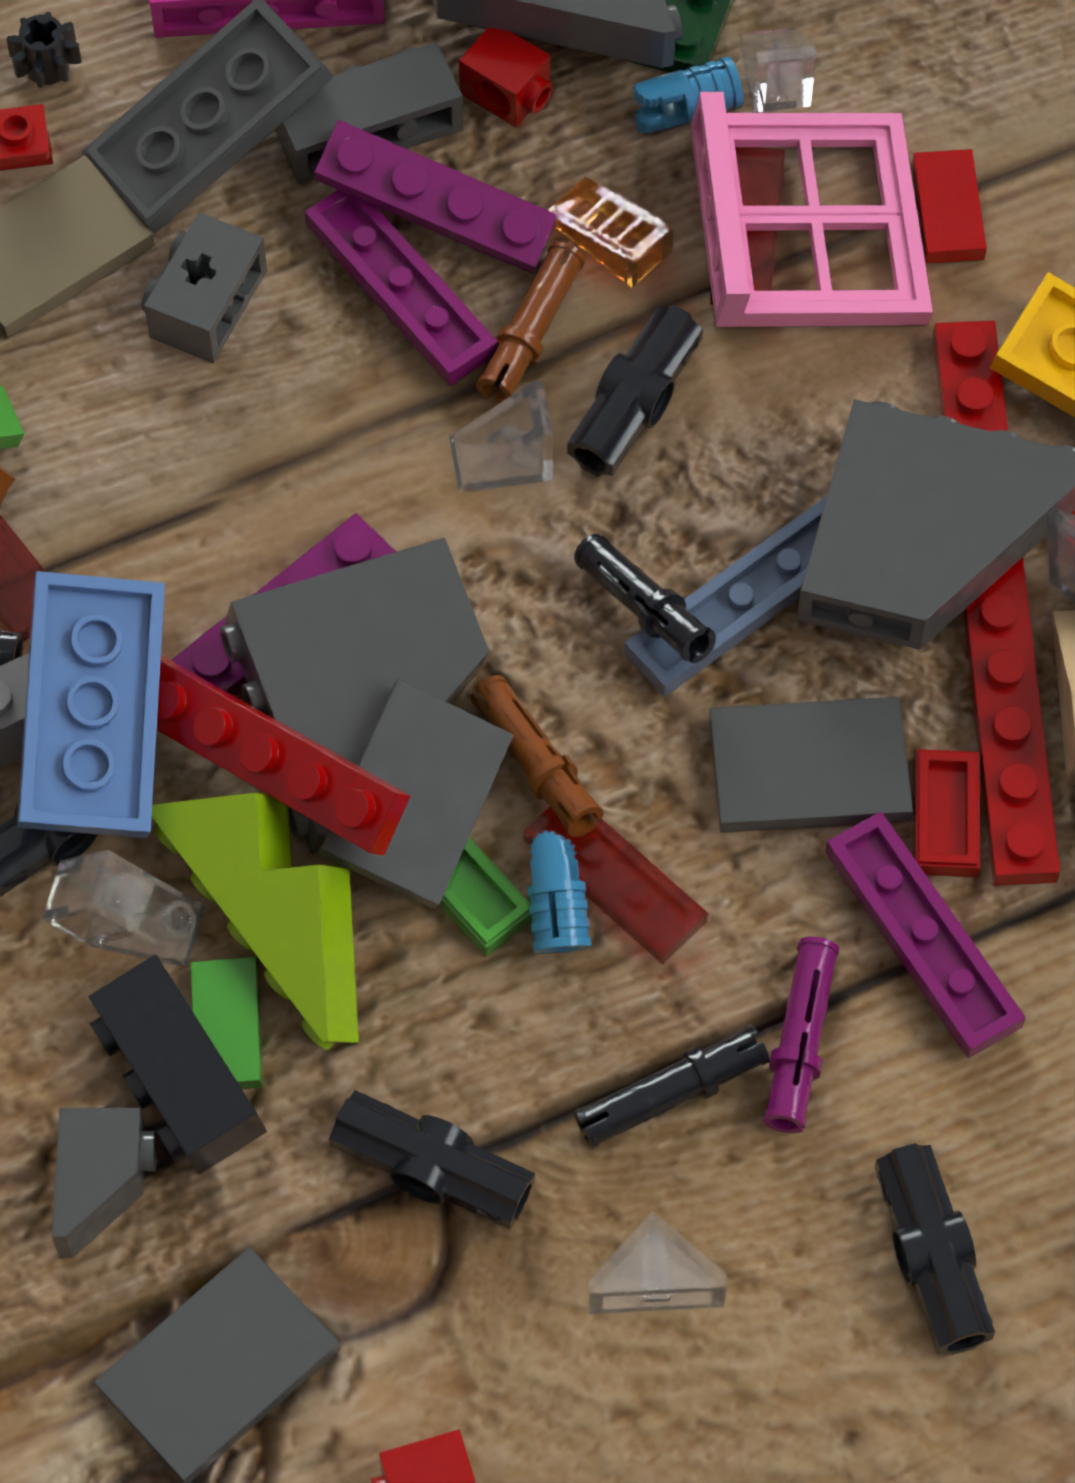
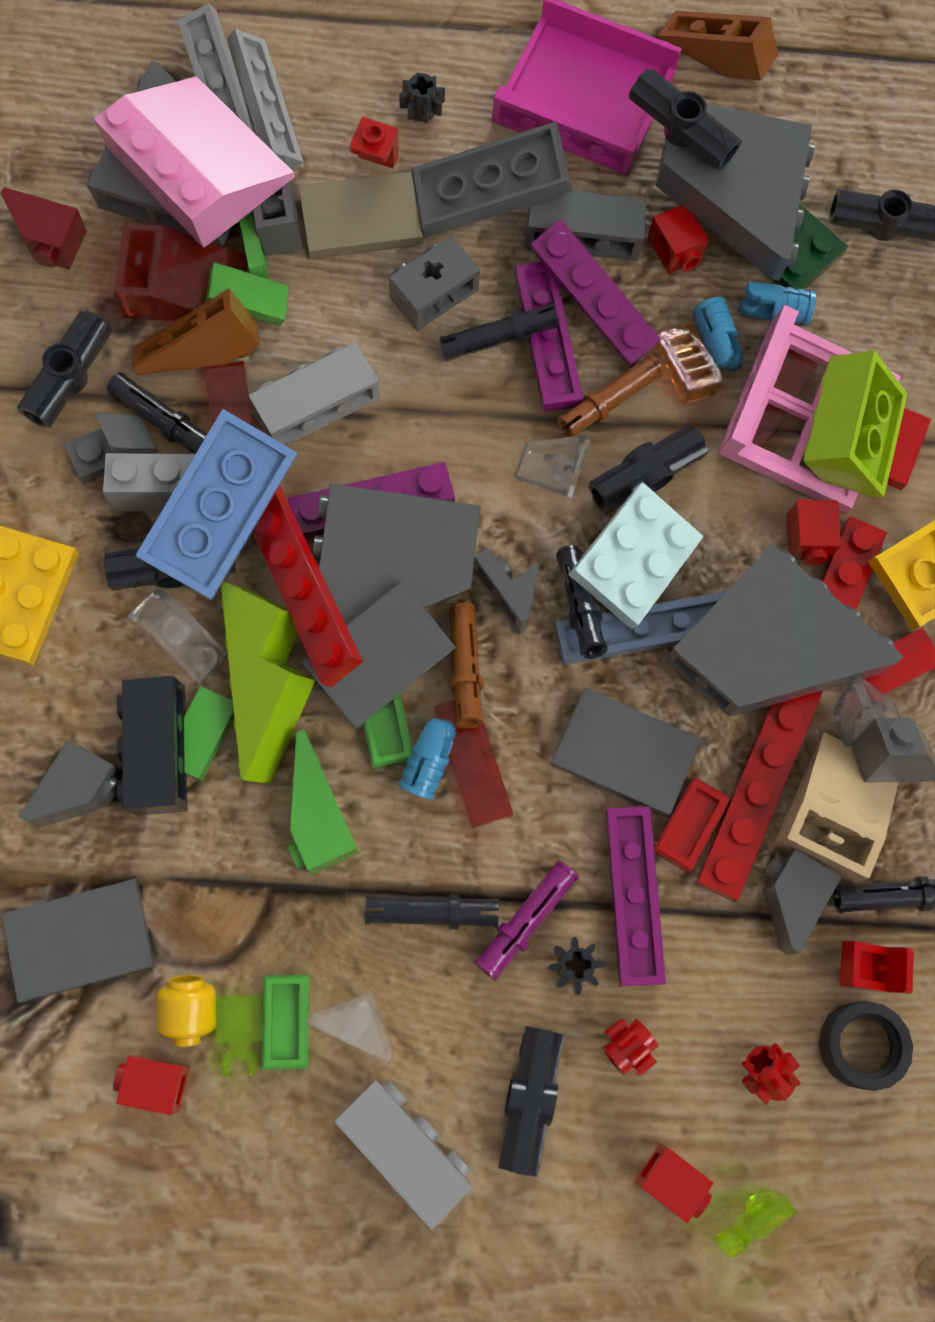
camera: 20 degrees right, 10 degrees up
(131, 504) = (315, 395): none -> light grey brick
(342, 300) = (498, 332): none -> black pin
(418, 1369) = (186, 1009): none -> yellow head
(432, 1159) = (267, 882): black piece -> none
(457, 1050) = (316, 820): none -> bright green slope
(498, 1359) = (239, 1024): none -> clear neon green plate
(543, 640) = (511, 596): none -> dark grey slope
(557, 1324) = (284, 1022): none -> bright green tile
(630, 171) = (719, 333): none -> dark azure hinge
(685, 504) = (636, 556): none -> light aqua plate
(778, 69) = (841, 313): clear slope -> none
(807, 1392) = (406, 1152): none -> light grey brick
(878, 200) = (856, 424): none -> lime slope
(898, 362) = (813, 530): none -> red brick
(900, 1039) = (583, 955): none -> black gear
(1023, 1116) = (630, 1047): none -> red gear

